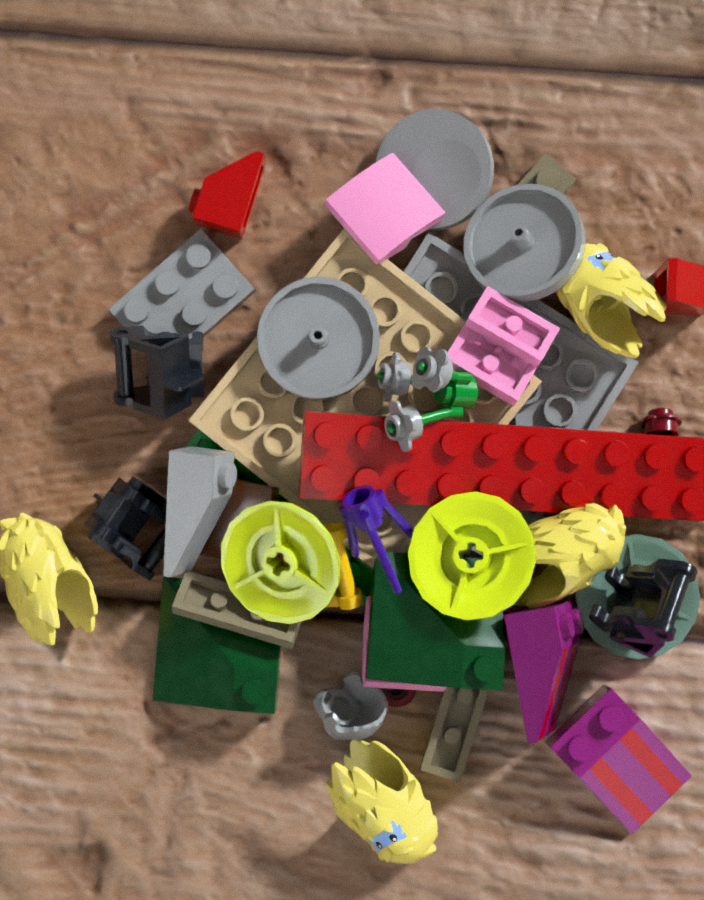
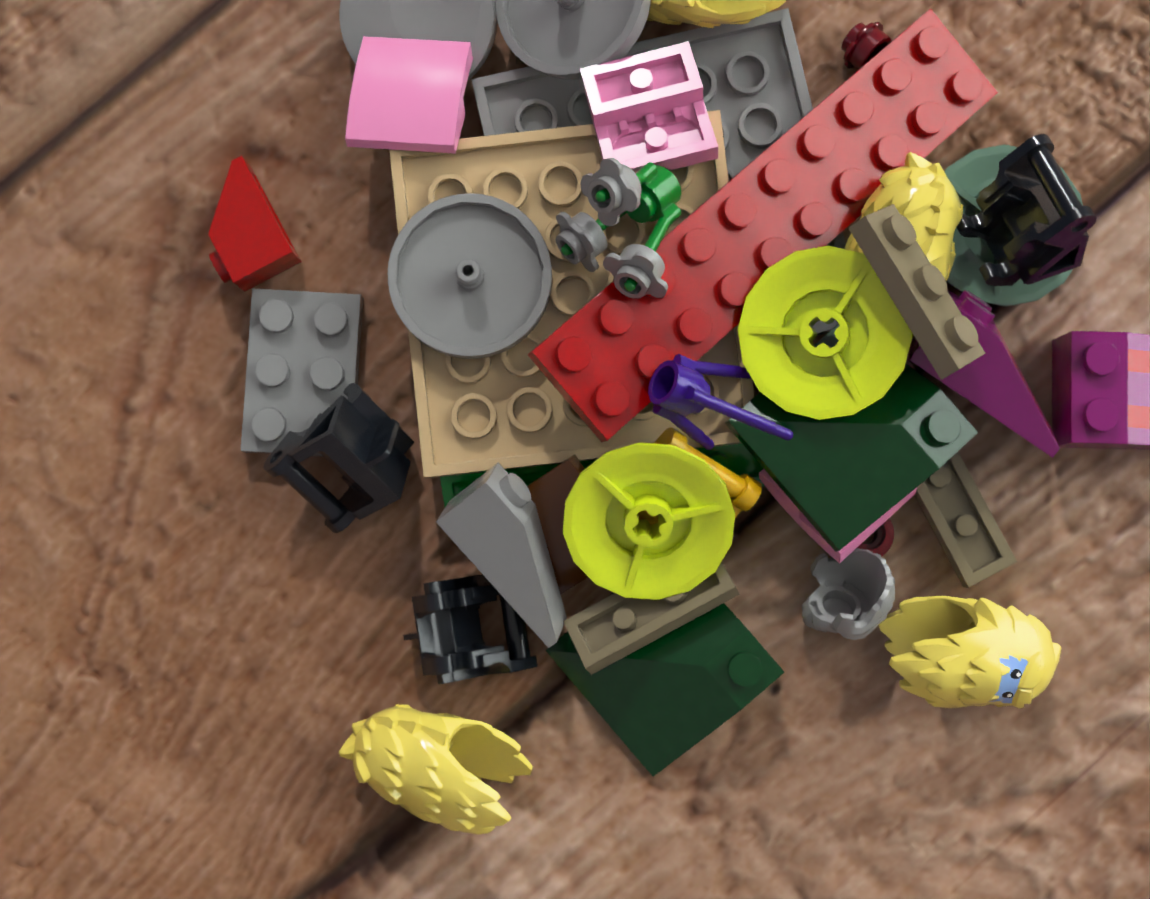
camera: 45 degrees left, 0 degrees up
(540, 582) = (917, 290): none -> dark tan plate

